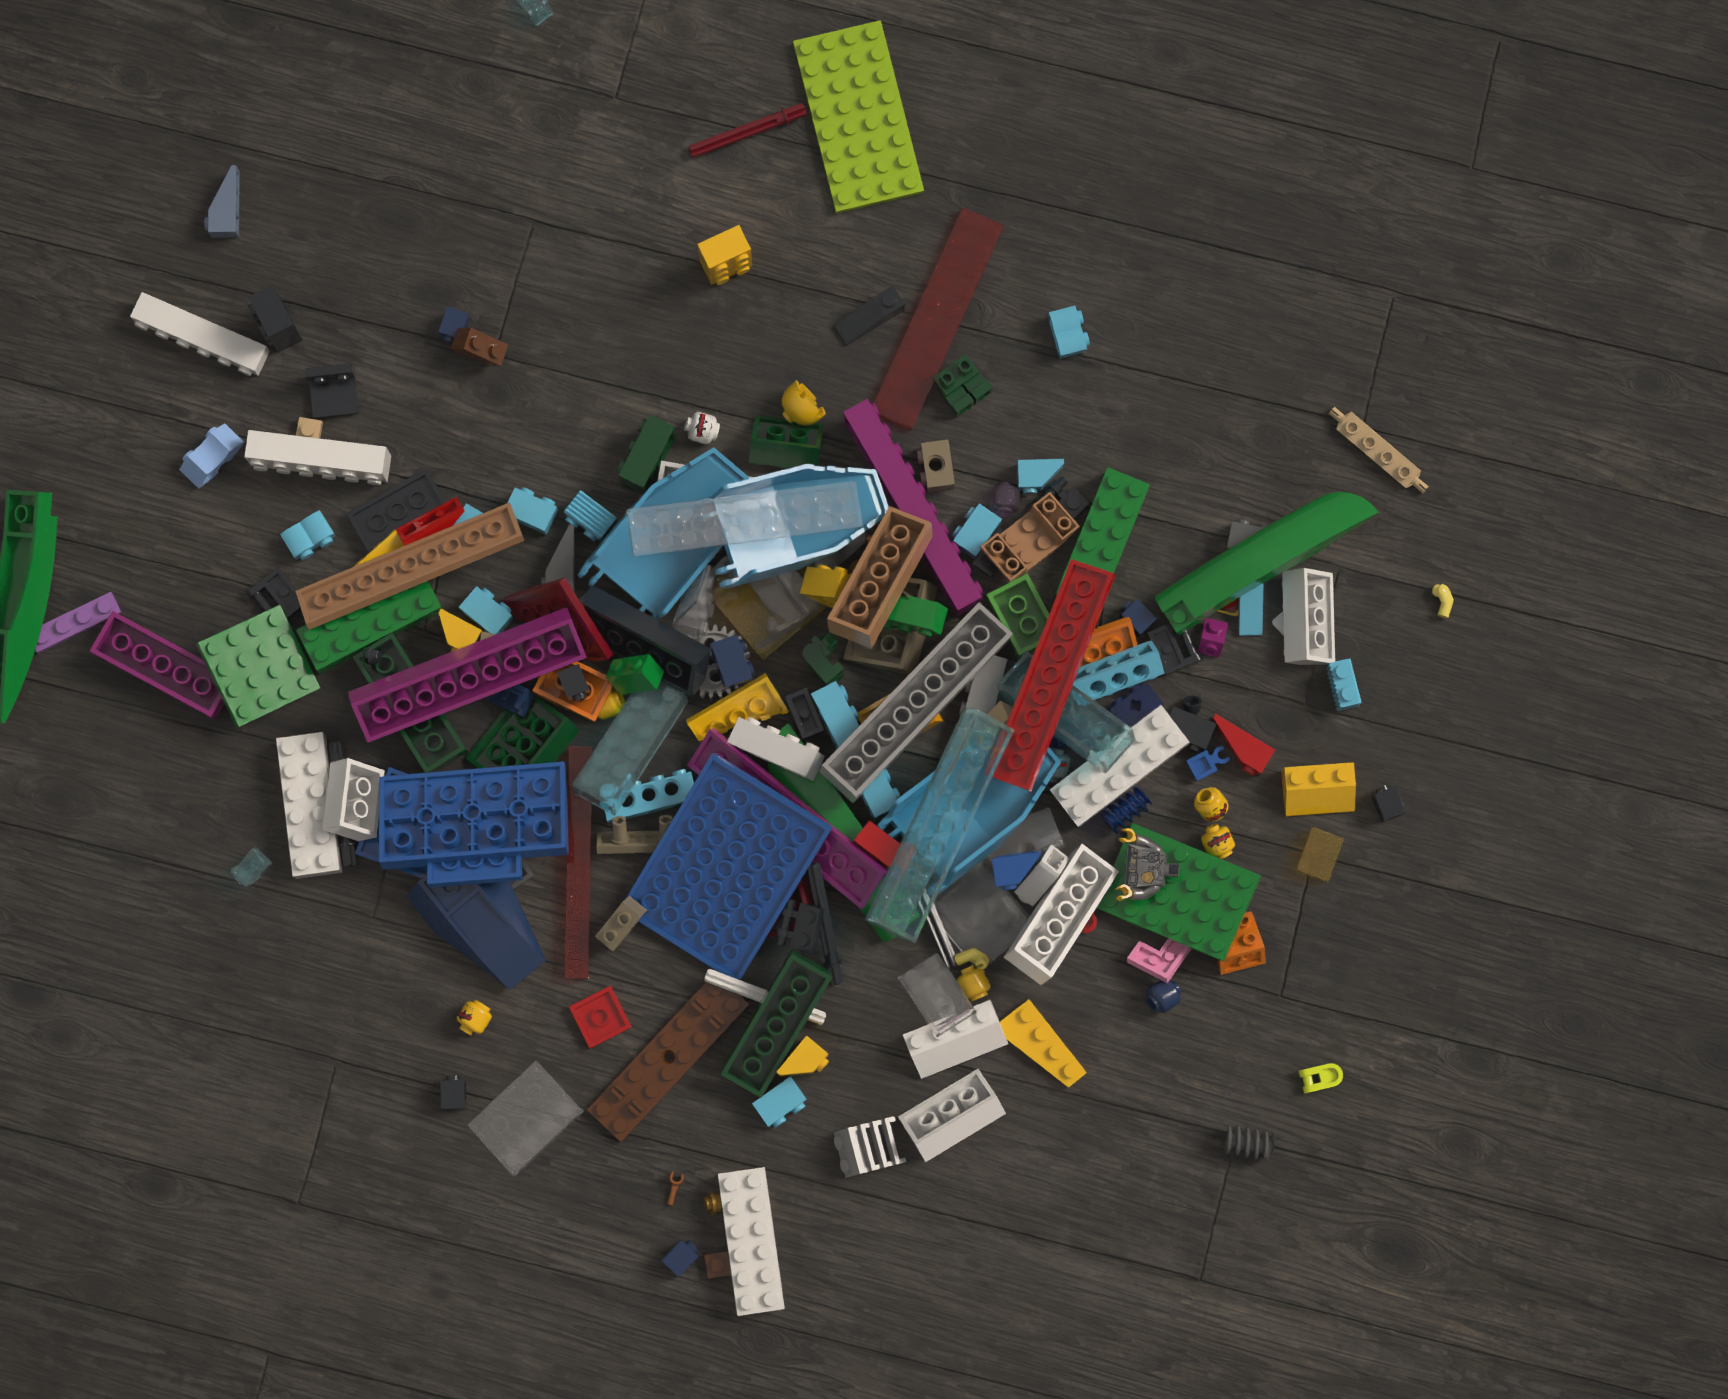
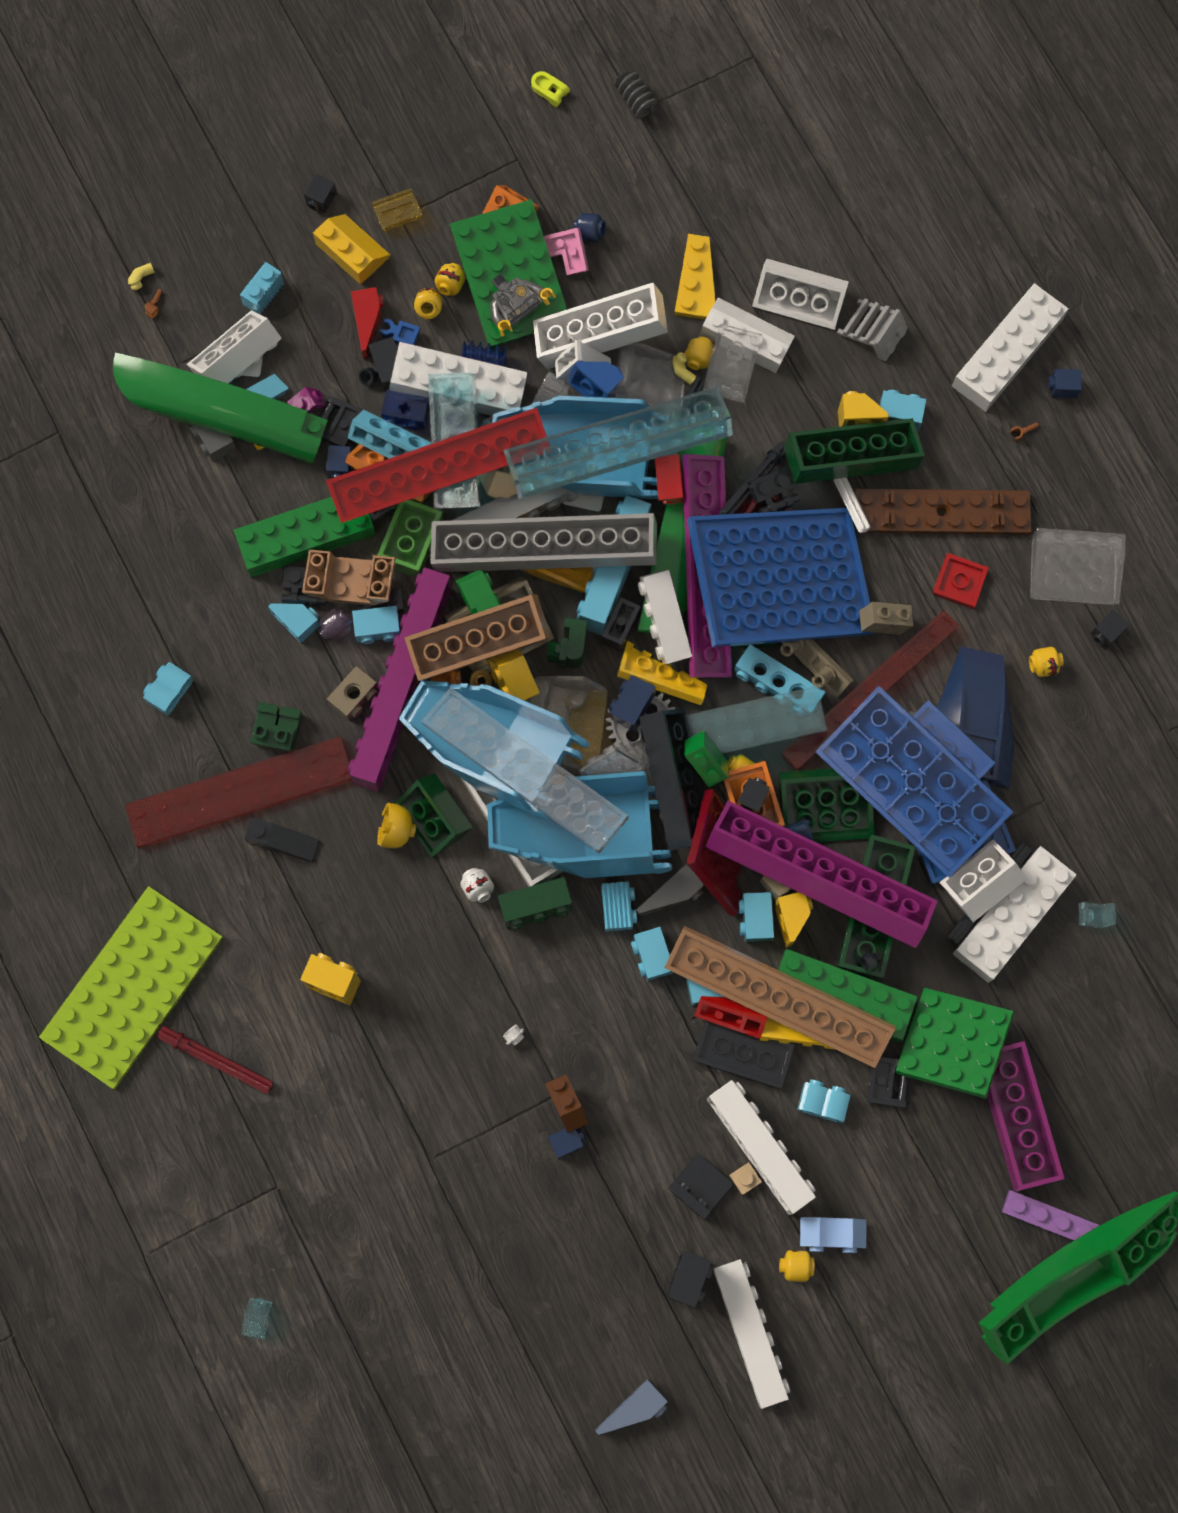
camera: 130 degrees left, 5 degrees down
(213, 408) = (797, 1266): none -> yellow head
(566, 357) = (514, 1035): none -> white plate
(712, 1203) = (1009, 395): pearl gold plate -> none
(717, 1264) = (1045, 358): reddish brown plate -> none
(1378, 450) = (66, 406): tan plate -> none
(1406, 584) = (151, 308): none -> dark orange hand

